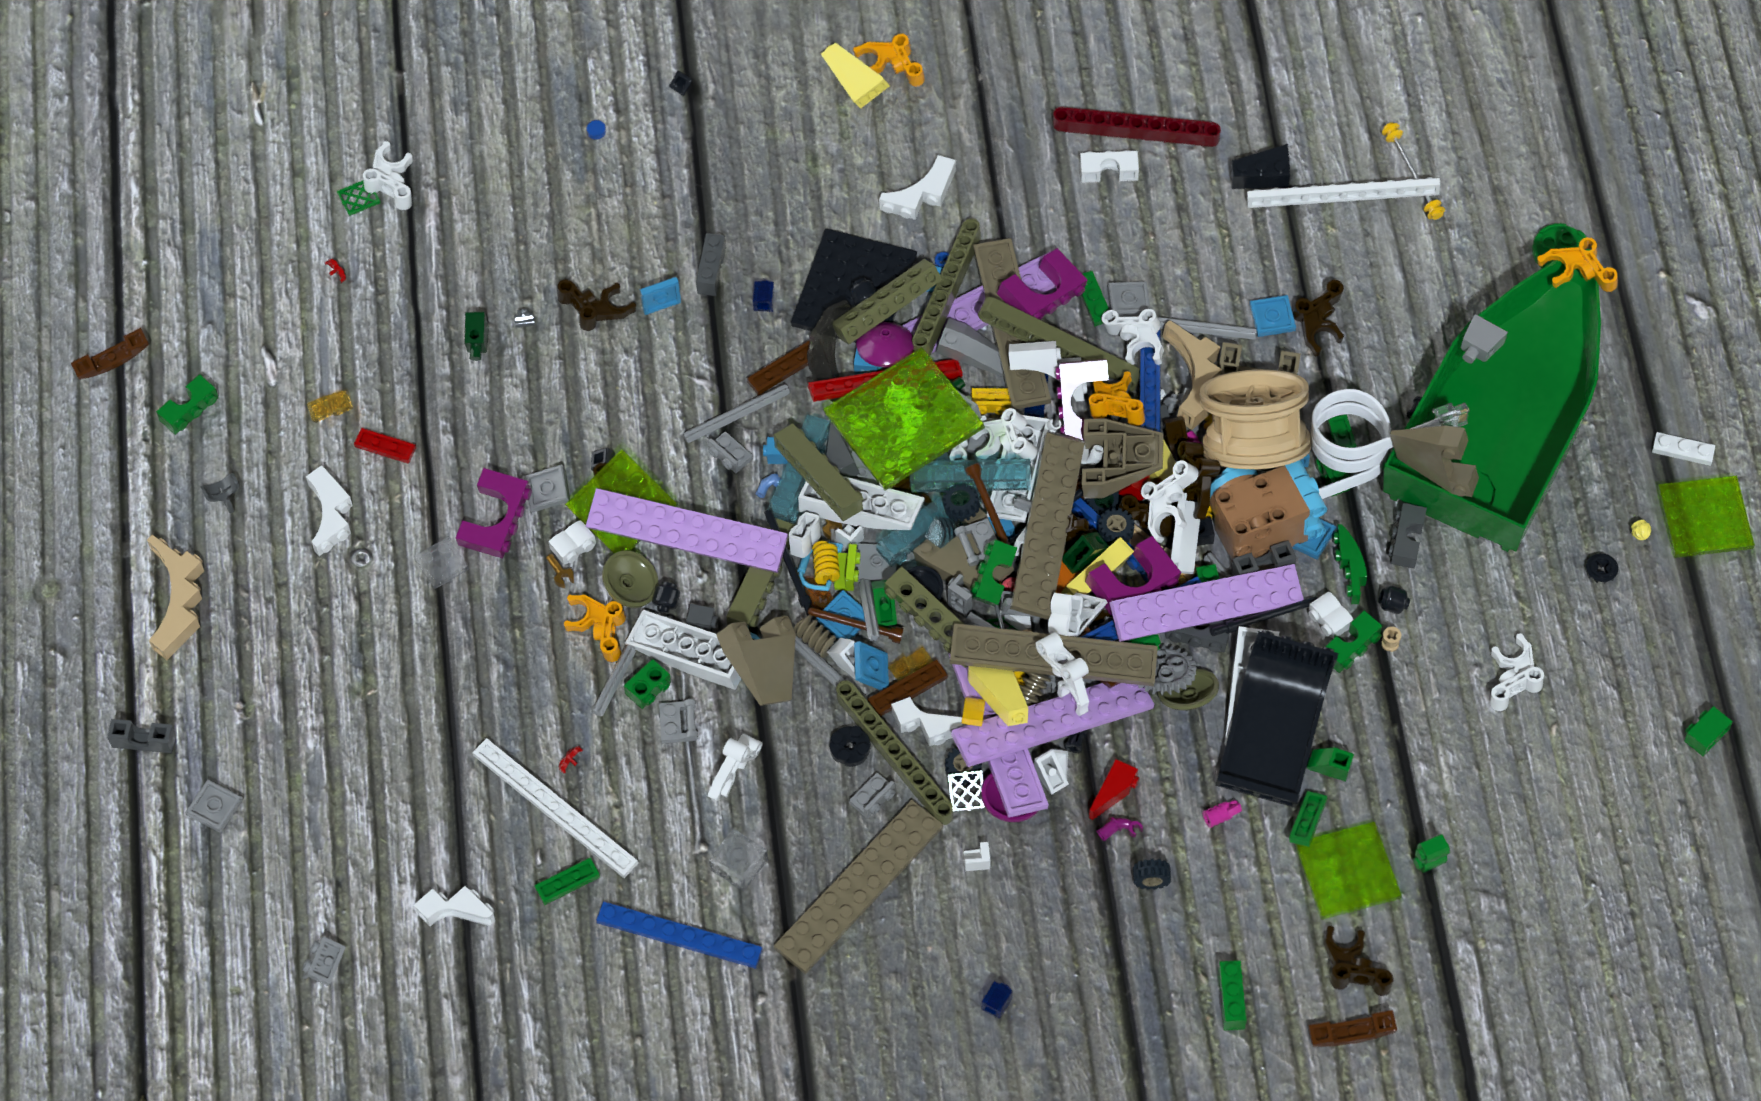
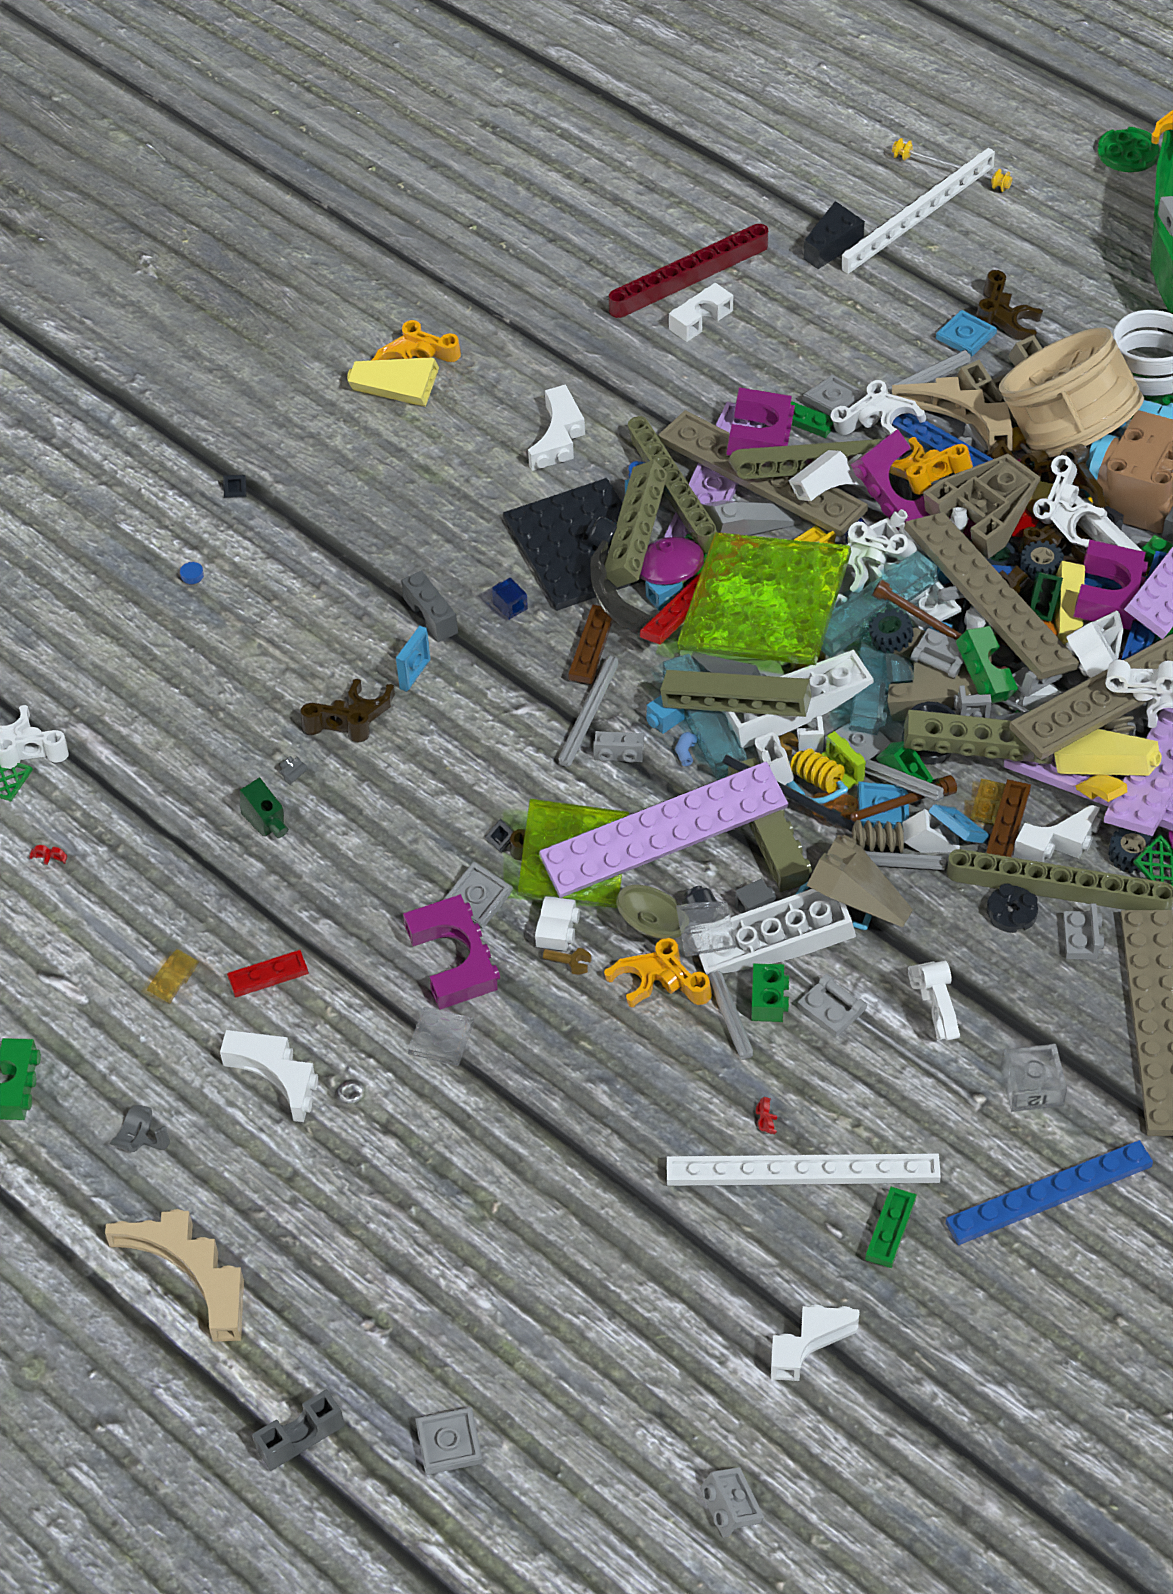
camera: 40 degrees left, 10 degrees down
(648, 613) = (705, 927): none -> clear plate

